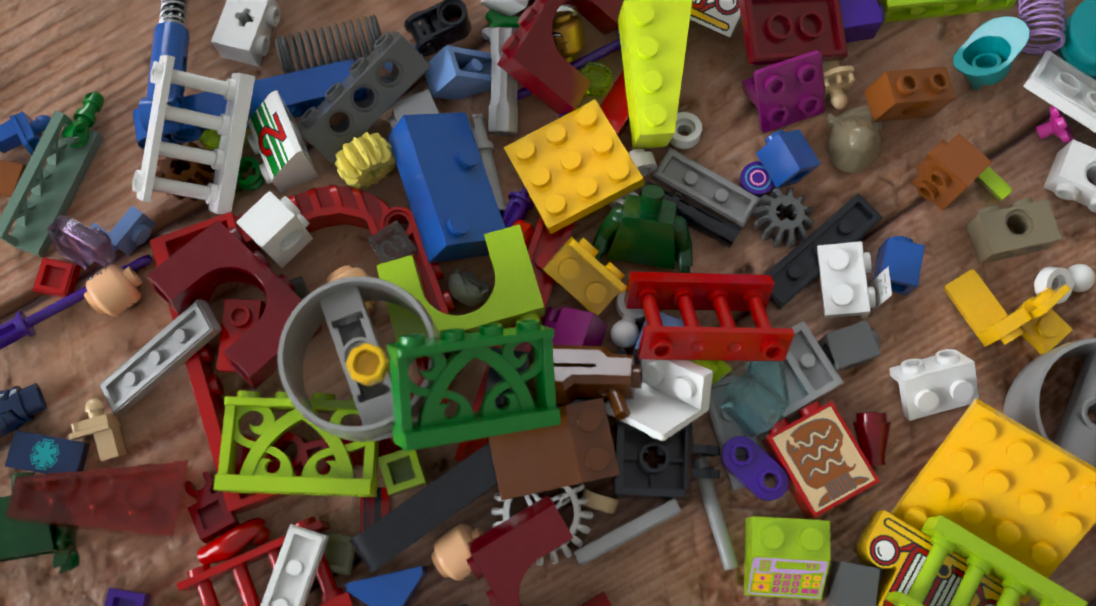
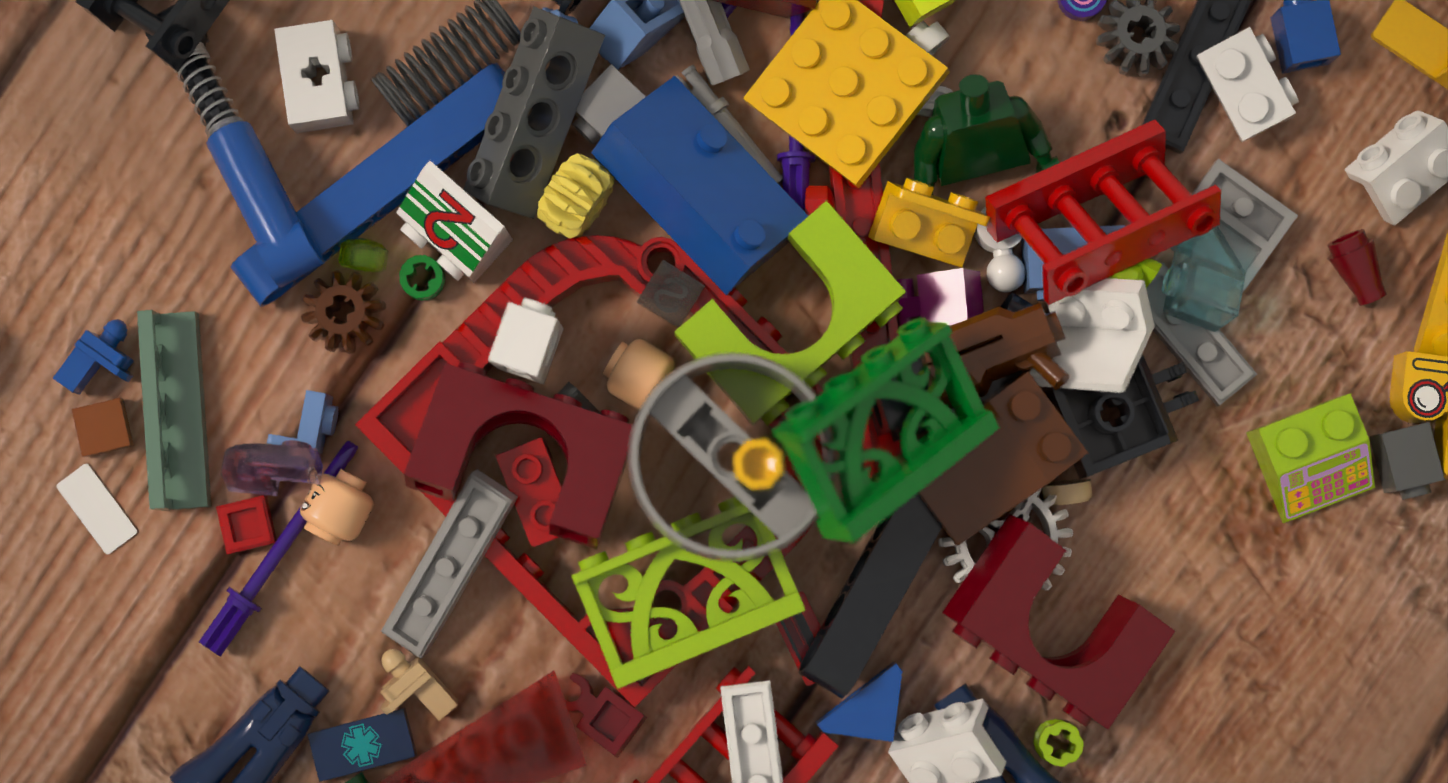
camera: 30 degrees left, 10 degrees up
(84, 119) = (169, 301): green piece -> none
(229, 125) = (394, 256): white fence -> none
(233, 541) = (651, 740): red arm -> none
(340, 553) = (786, 692): olive tile -> none
(402, 471) = (819, 564): lime brick -> none
(452, 551) = (924, 629): light nougat head -> none
(467, 288) = (784, 303): light grey plate -> none
(627, 532) = (1116, 513): light grey tile -> none
(701, 219) = (1024, 81): black pin -> none
(705, 188) = (1022, 36): light grey tile -> none
(716, 518) = (1212, 448): light grey piece -> none
(752, 471) = (1235, 370): dark purple plate -> none
(819, 459) = (1306, 323): brick -> none
(851, 346) = (1288, 165): dark grey brick -> none
(882, 287) = (1298, 76): white sticker -> none

